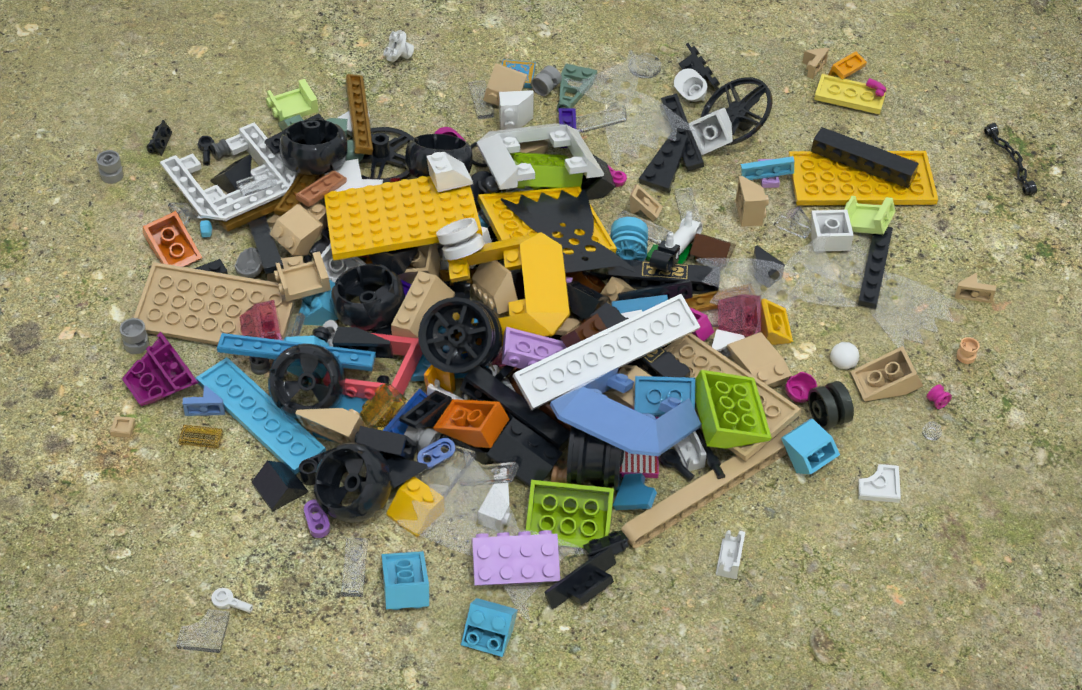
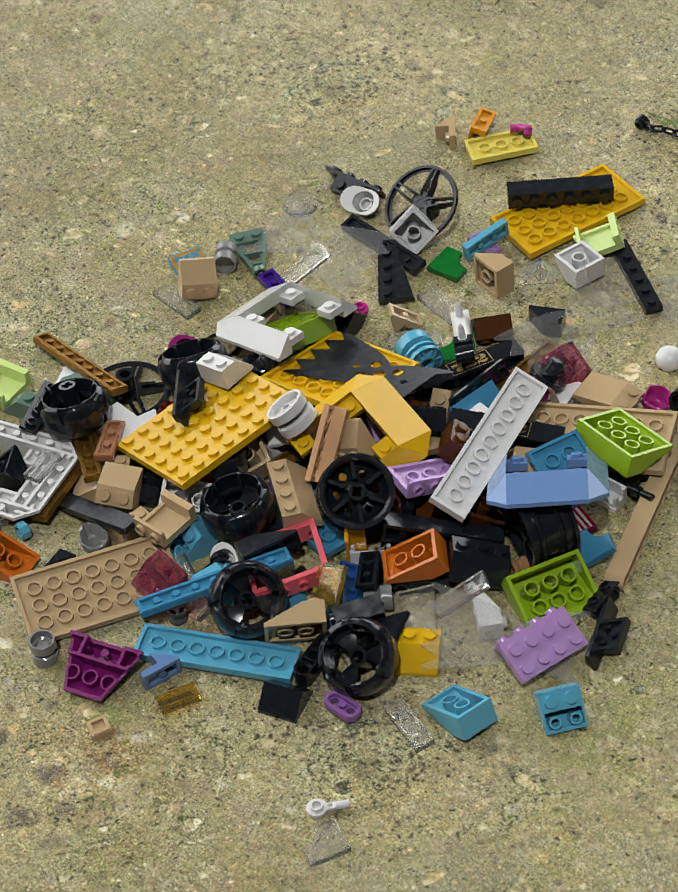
camera: 25 degrees left, 5 degrees down
(398, 47) = (61, 290): white plate -> none
(399, 181) = (187, 396): none -> black bracket
(434, 452) = (402, 602): plate -> none
(481, 277) = (327, 440): none -> light nougat fence
(515, 109) = (220, 294): white slope -> none
(672, 460) = (599, 508): black plate -> none
(716, 316) = (550, 373): none -> black plate
(722, 176) = (448, 265): none -> green tile
(775, 323) = (595, 359): yellow slope -> none

